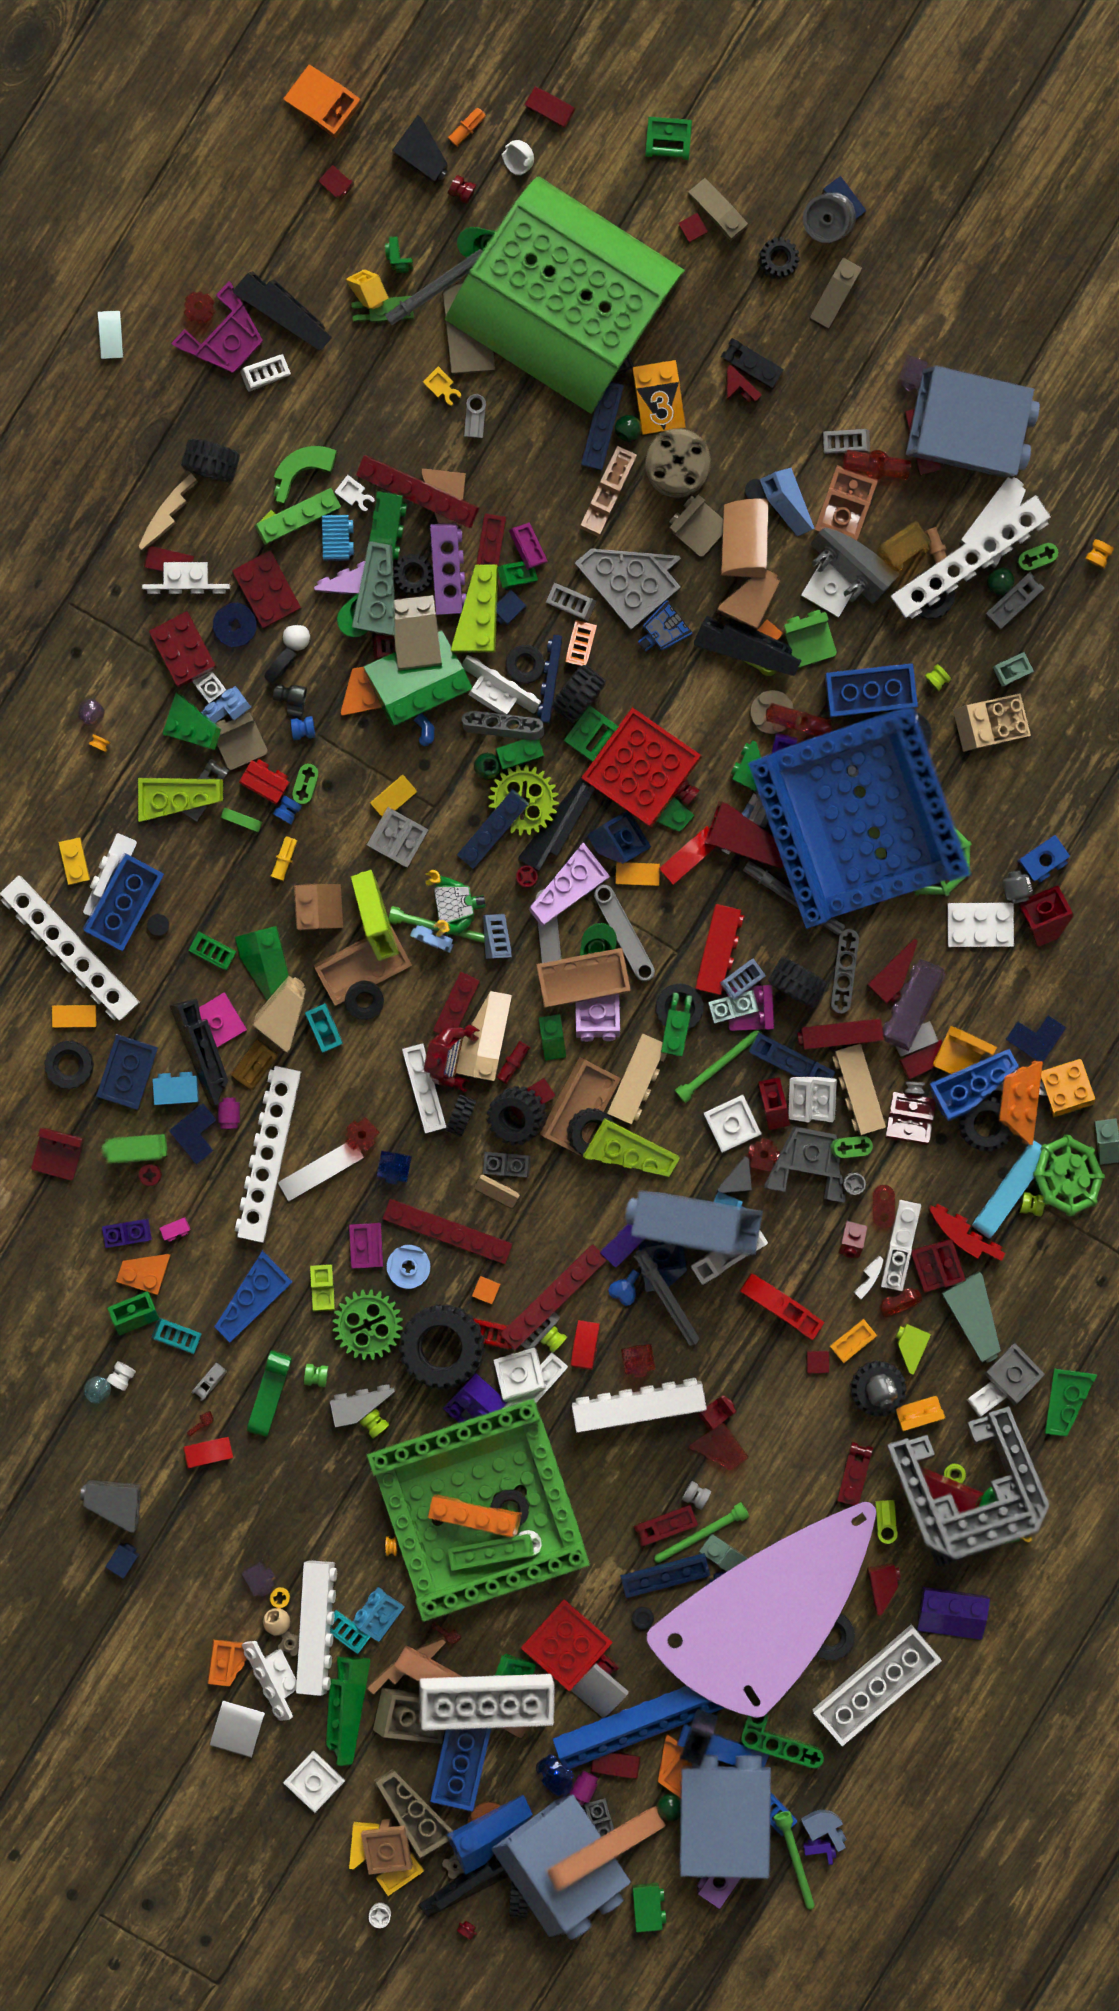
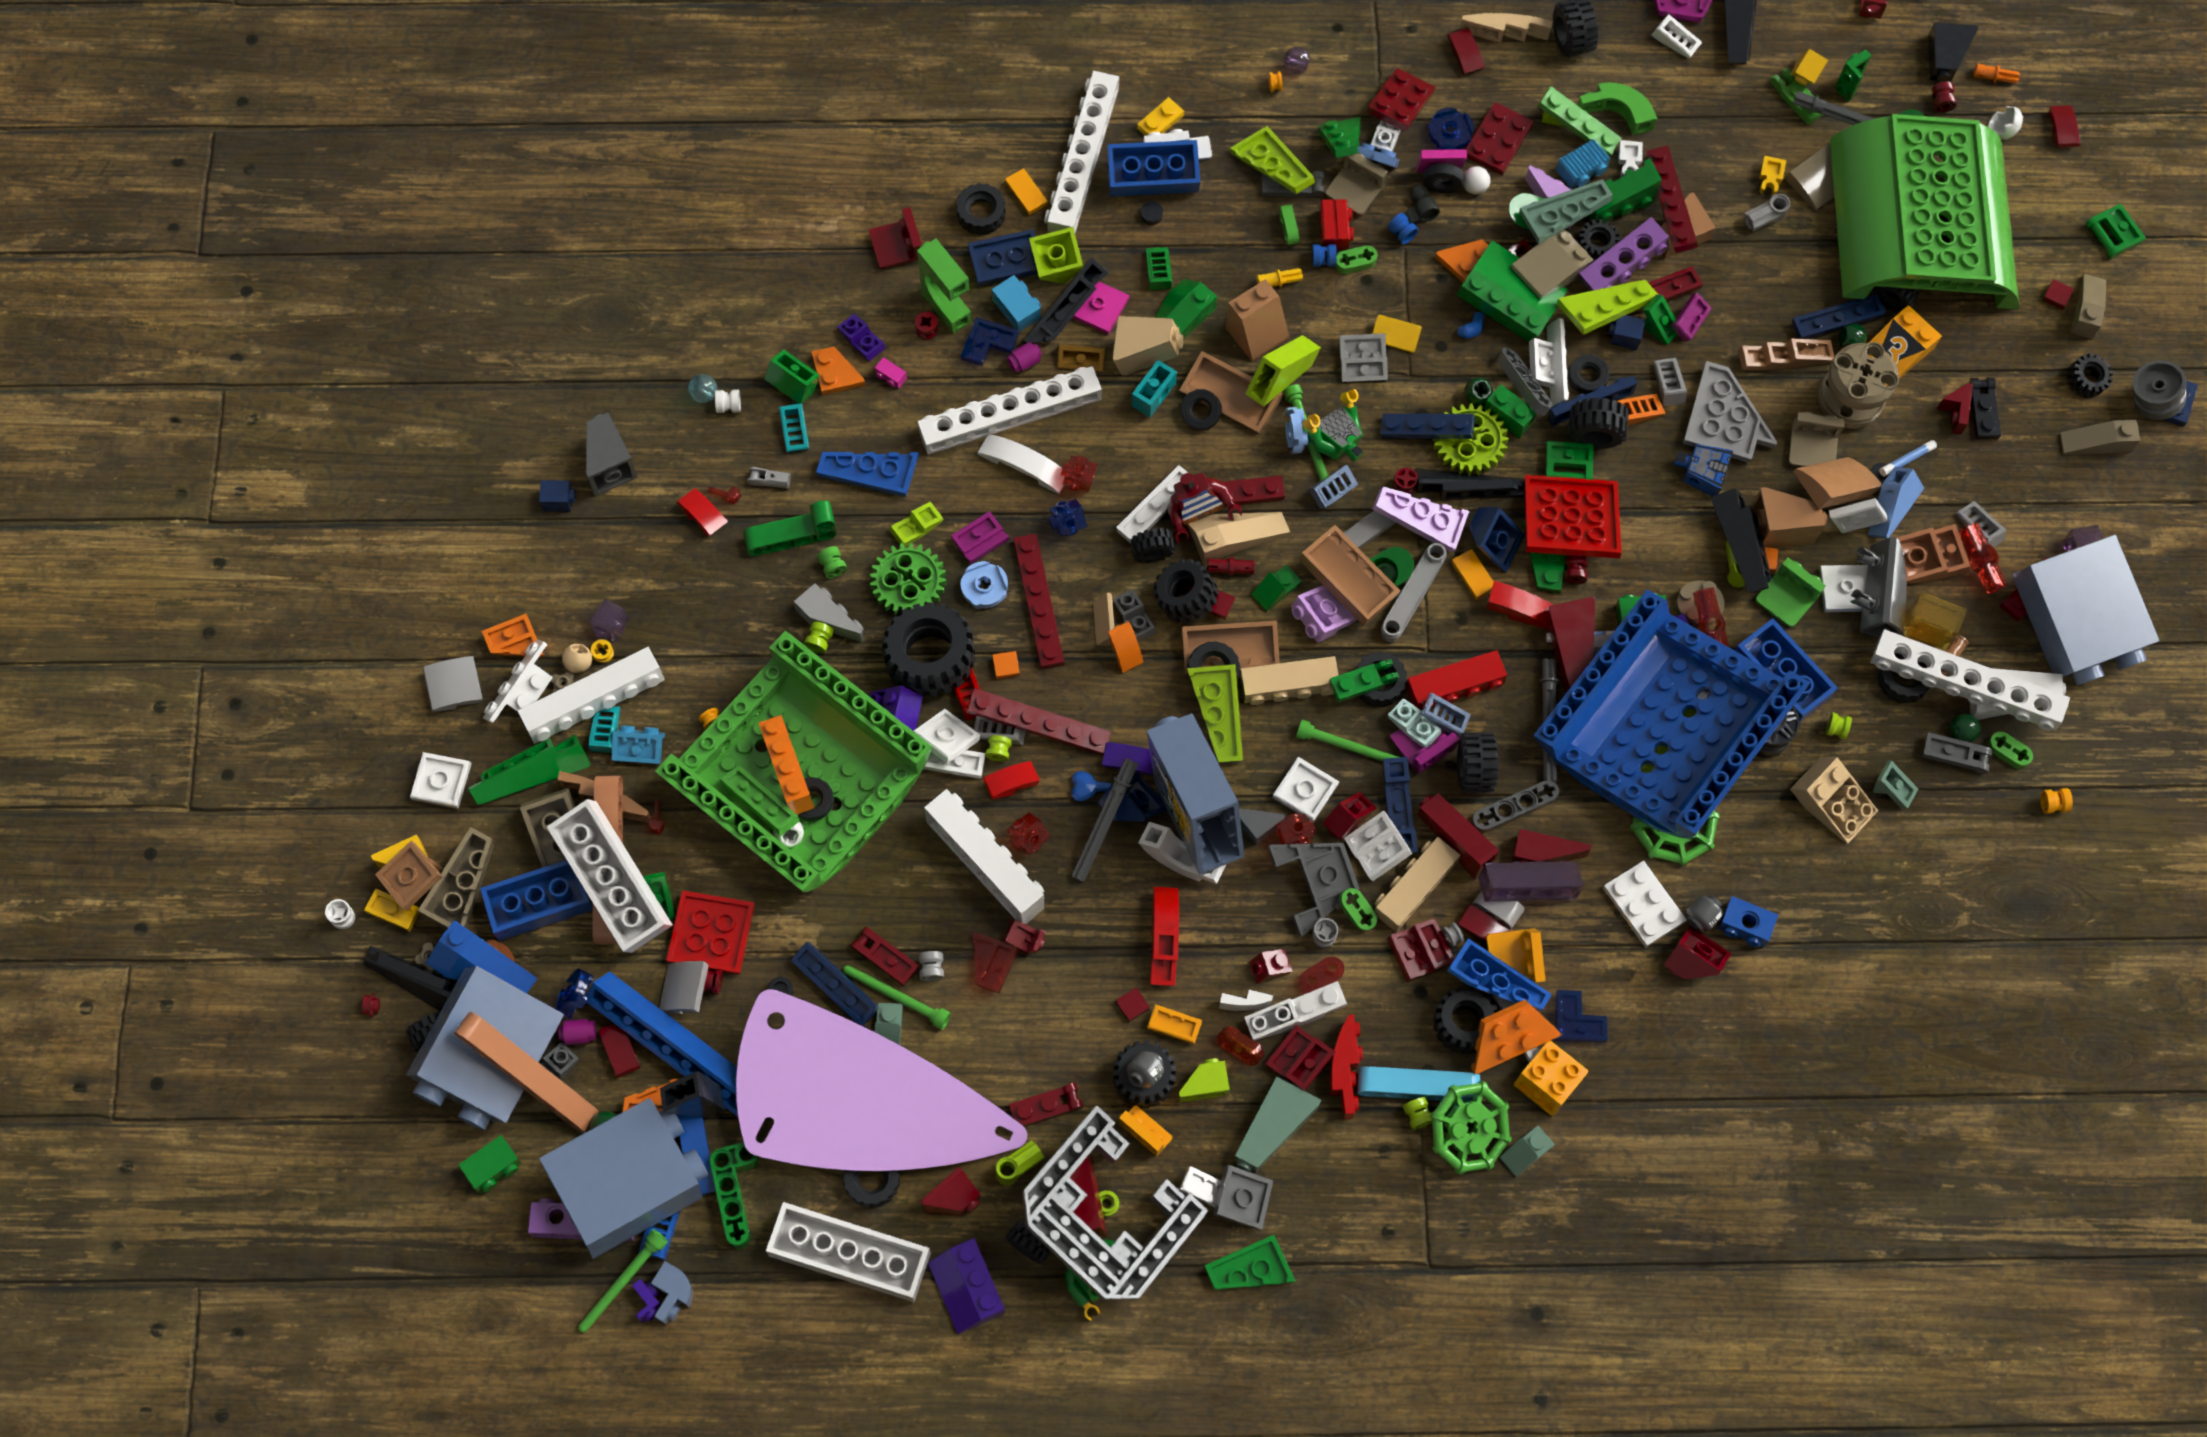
camera: 60 degrees right, 20 degrees down
(154, 1032) = (1057, 255): none -> lime slope
(186, 576) = (1462, 68): white bracket -> none
(265, 658) = (1431, 157): none -> dark pink plate
(533, 1191) = (1125, 646): none -> orange slope
(756, 458) = (1909, 457): none -> medium blue bar
(783, 542) = (1858, 515): none -> white plate

